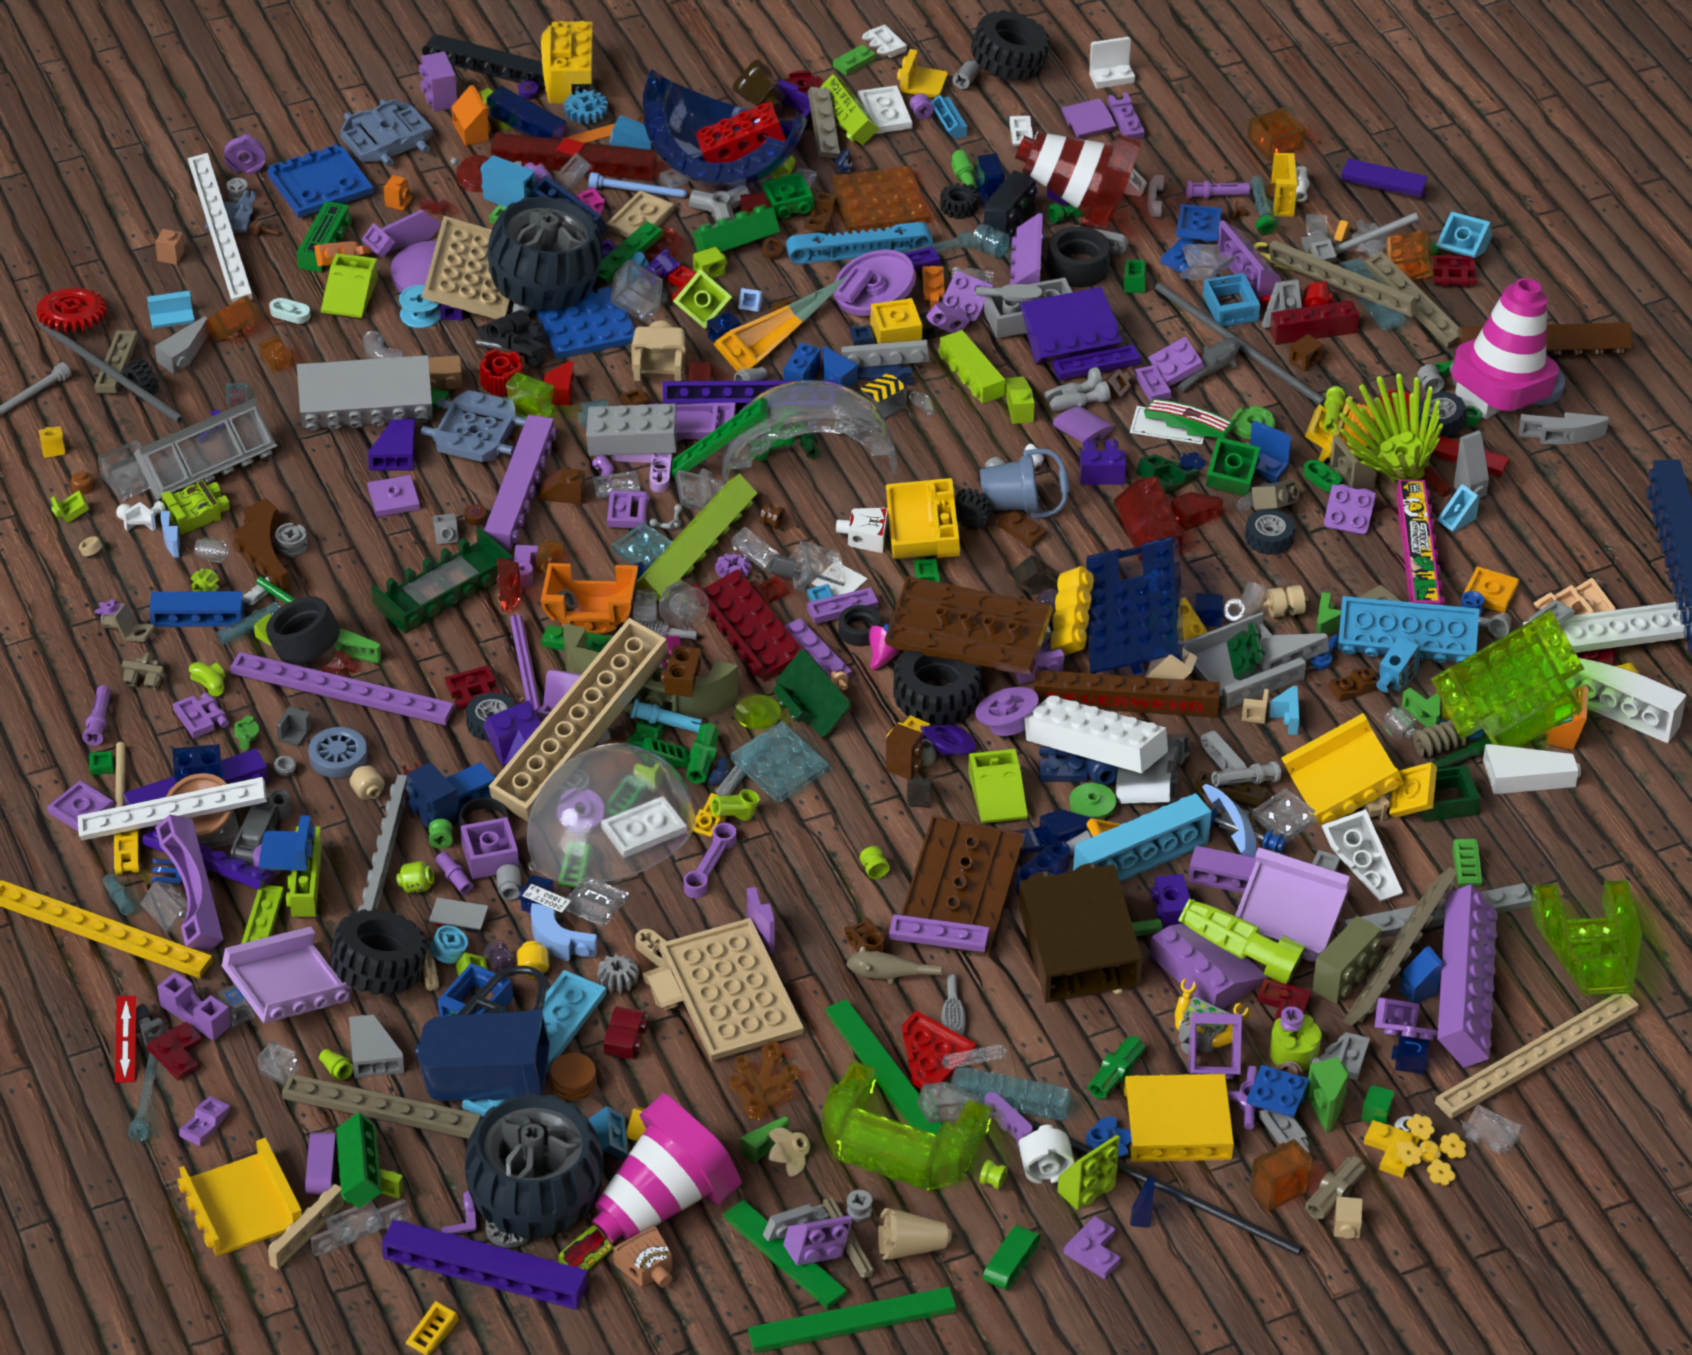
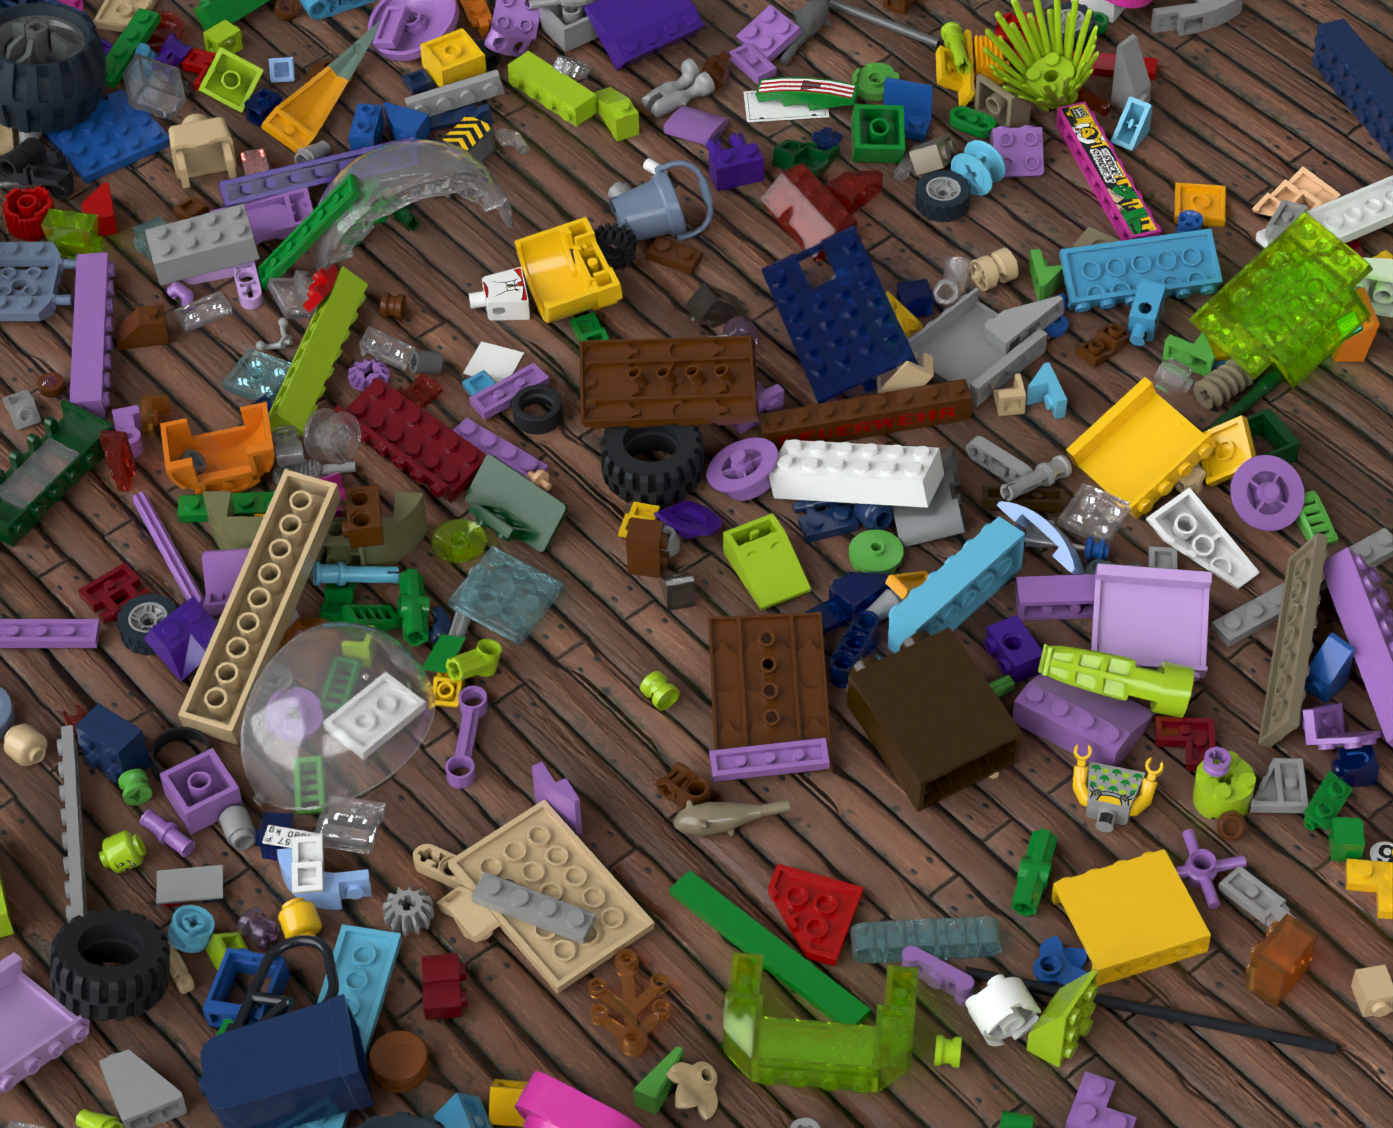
camera: 15 degrees left, 5 degrees up
(471, 783) = (154, 714): blue brick -> none
(551, 919) = (307, 864): none -> white slope
(620, 508) = (218, 340): medium lavender plate -> none
(712, 993) = (533, 908): none -> light grey plate
(715, 486) = (320, 288): none -> red slope
(717, 788) = (445, 648): none -> green sticker
(818, 563) = (463, 349): clear bracket -> none
(880, 651) = (573, 432): dark pink hat -> none
(943, 1101) = (856, 974): clear slope -> none
(953, 1012) = (817, 851): light grey piece -> none
(974, 1056) = (867, 904): clear axle -> none
(994, 352) = (572, 67): none -> clear beam
(1072, 610) = (770, 330): yellow brick -> none
(1103, 360) = (673, 57): dark purple plate -> none
(1143, 1205) = (1139, 1041): clear blue slope -> none
(1215, 1018) = (1158, 783): medium lavender window -> none
(1246, 650) = (972, 339): dark green plate -> none
(1278, 1091) = (1233, 854): blue bracket -> none
(1305, 517) = (987, 171): none -> medium azure piece
(1327, 1090) = (1288, 839): bright green slope -> none
(1335, 1185) = (1343, 956): dark tan piece -> none
(1347, 960) = (1240, 671): olive brick -> none
(1374, 1073) = (1326, 802): none -> green hinge
(1431, 830) = (1267, 493): none -> medium lavender wheel
(1495, 625) = (1228, 245): light grey bar -> none
(1528, 769) = (1330, 396): white slope -> none

